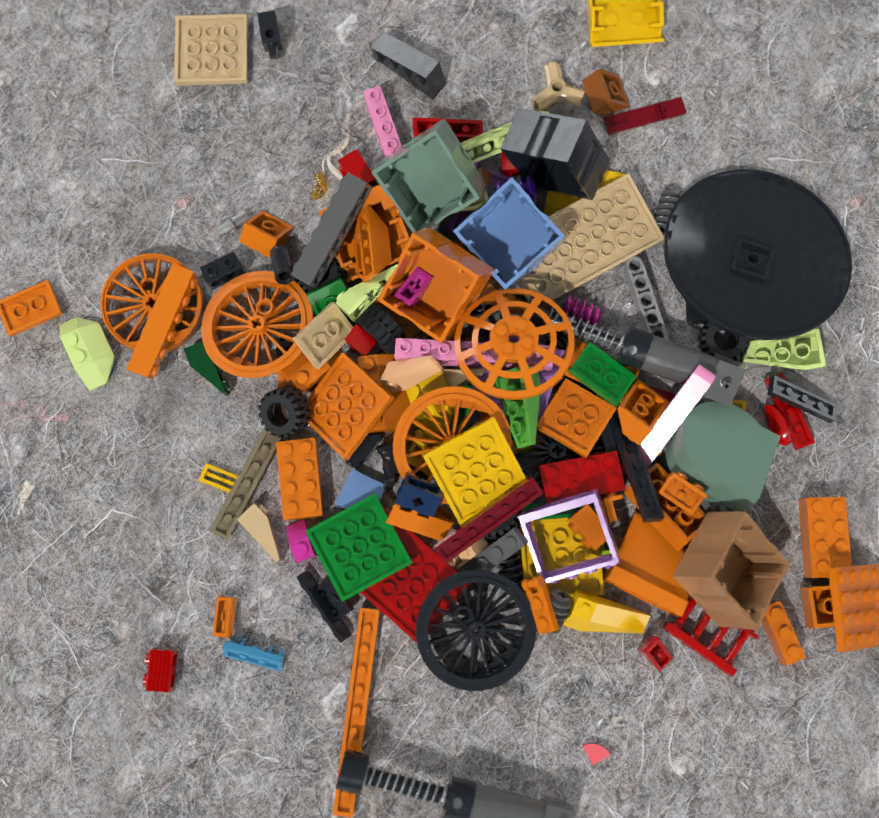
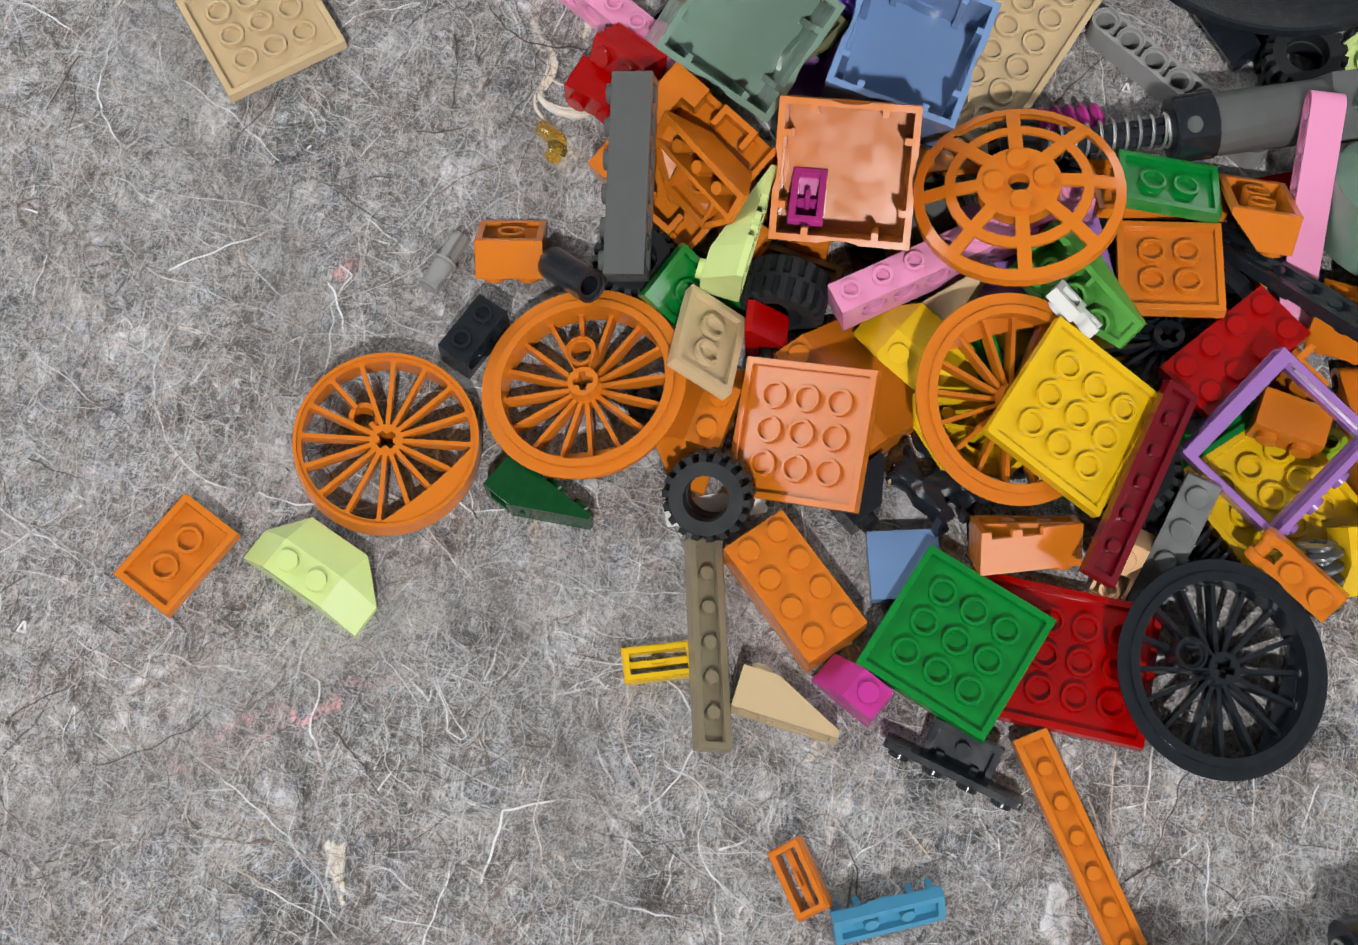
camera: 30 degrees left, 10 degrees down
(162, 322) = (427, 456): orange brick -> none
(370, 155) = (626, 51): none -> red brick
(406, 373) = (877, 328): light nougat slope -> none
(418, 495) = (1011, 501): dark blue brick -> none
(504, 413) = (1068, 304): none -> white plate

